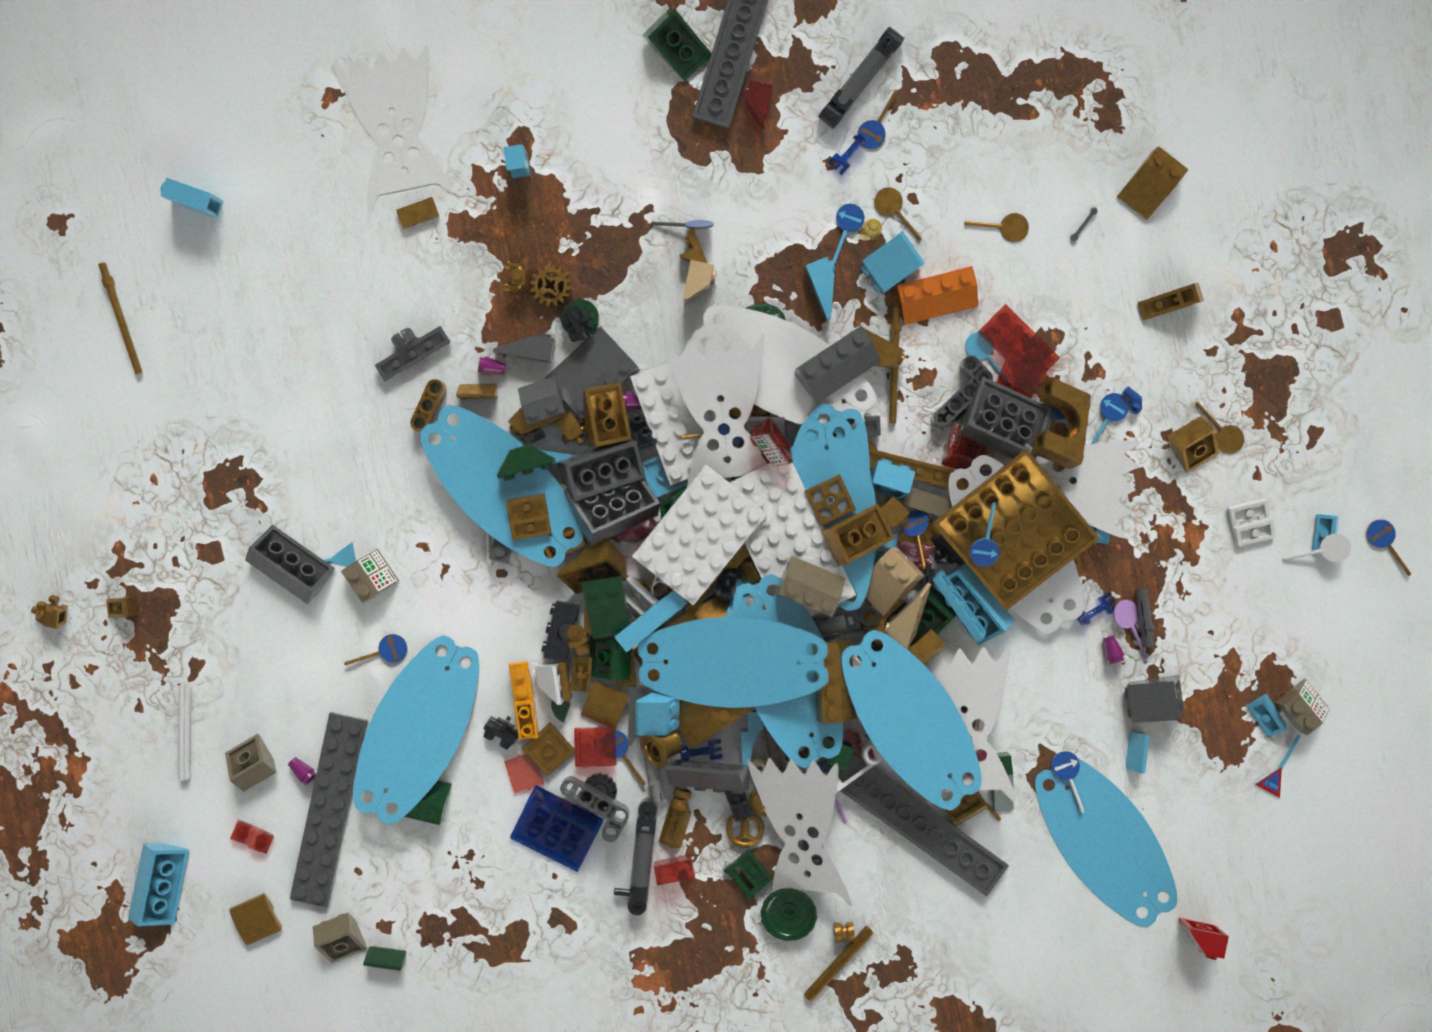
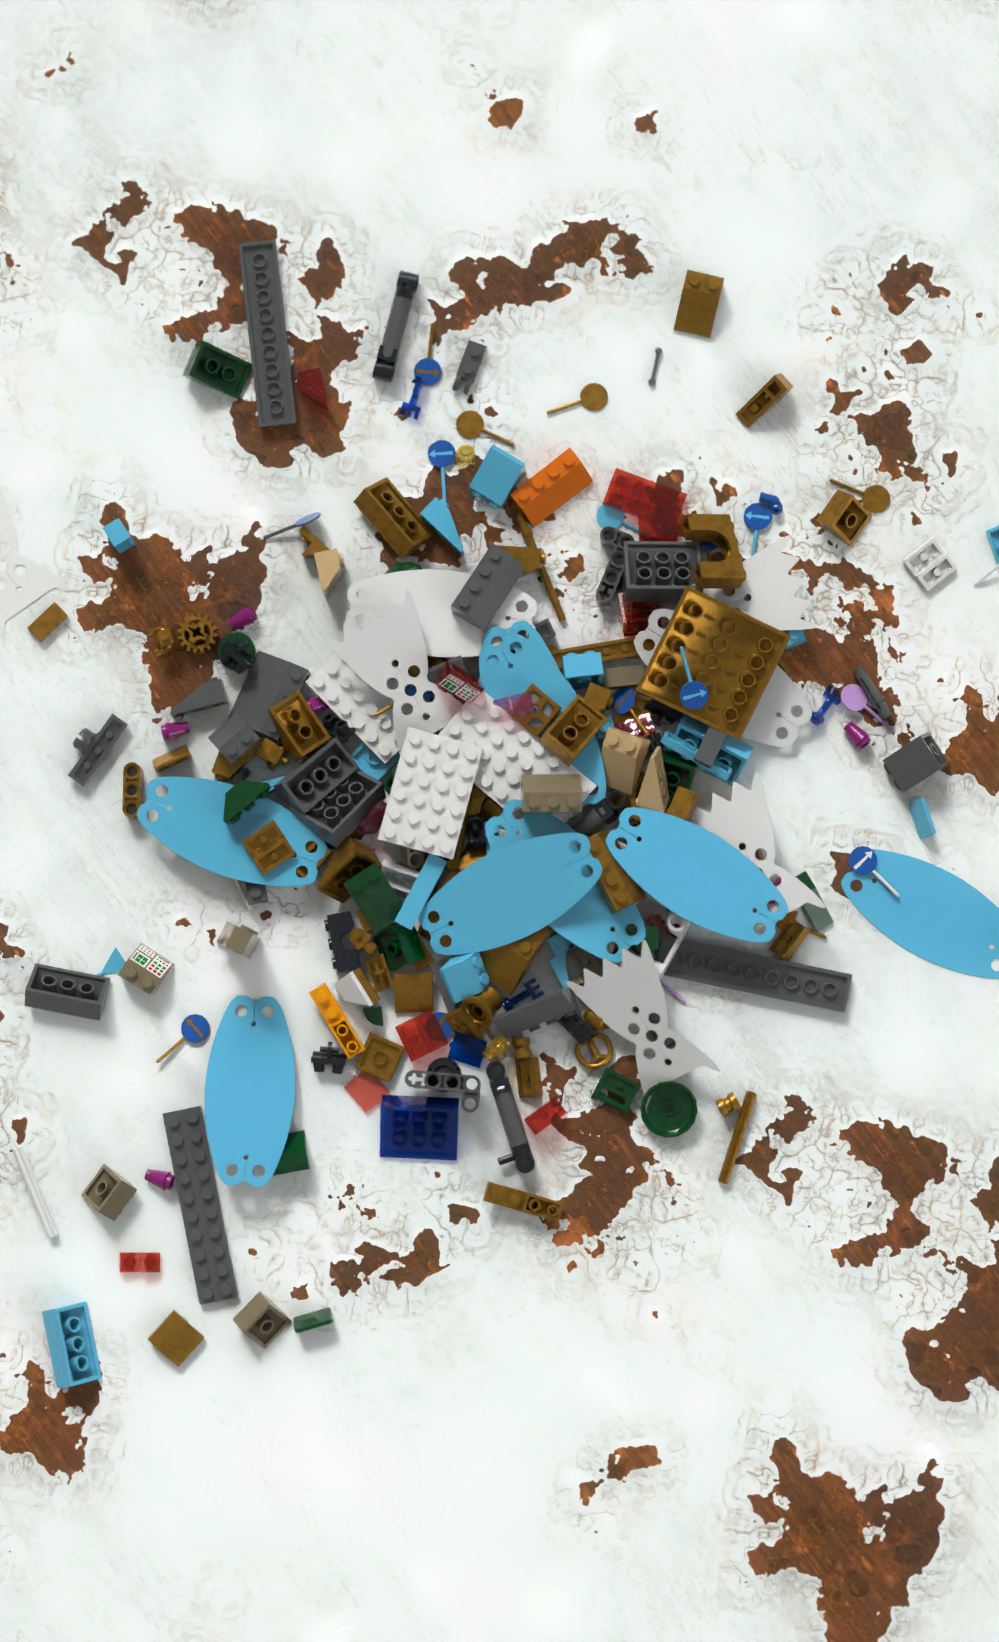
camera: 15 degrees left, 5 degrees down
(463, 588) = (239, 939): none -> dark tan wedge
(600, 290) = (243, 618): none -> magenta cone
(621, 936) = (523, 1201): none -> pearl gold slope
(630, 778) = (467, 1049): none -> clear blue piece
(636, 758) = (463, 1023): none -> pearl gold plate
(658, 790) = (496, 1047): none -> clear yellow cone
(779, 258) = (393, 517): none -> pearl gold slope
(816, 488) = (516, 704): none -> clear pink slope
(913, 145) = (469, 365): none -> dark grey hinge
(976, 605) = (709, 747): none -> dark grey tile

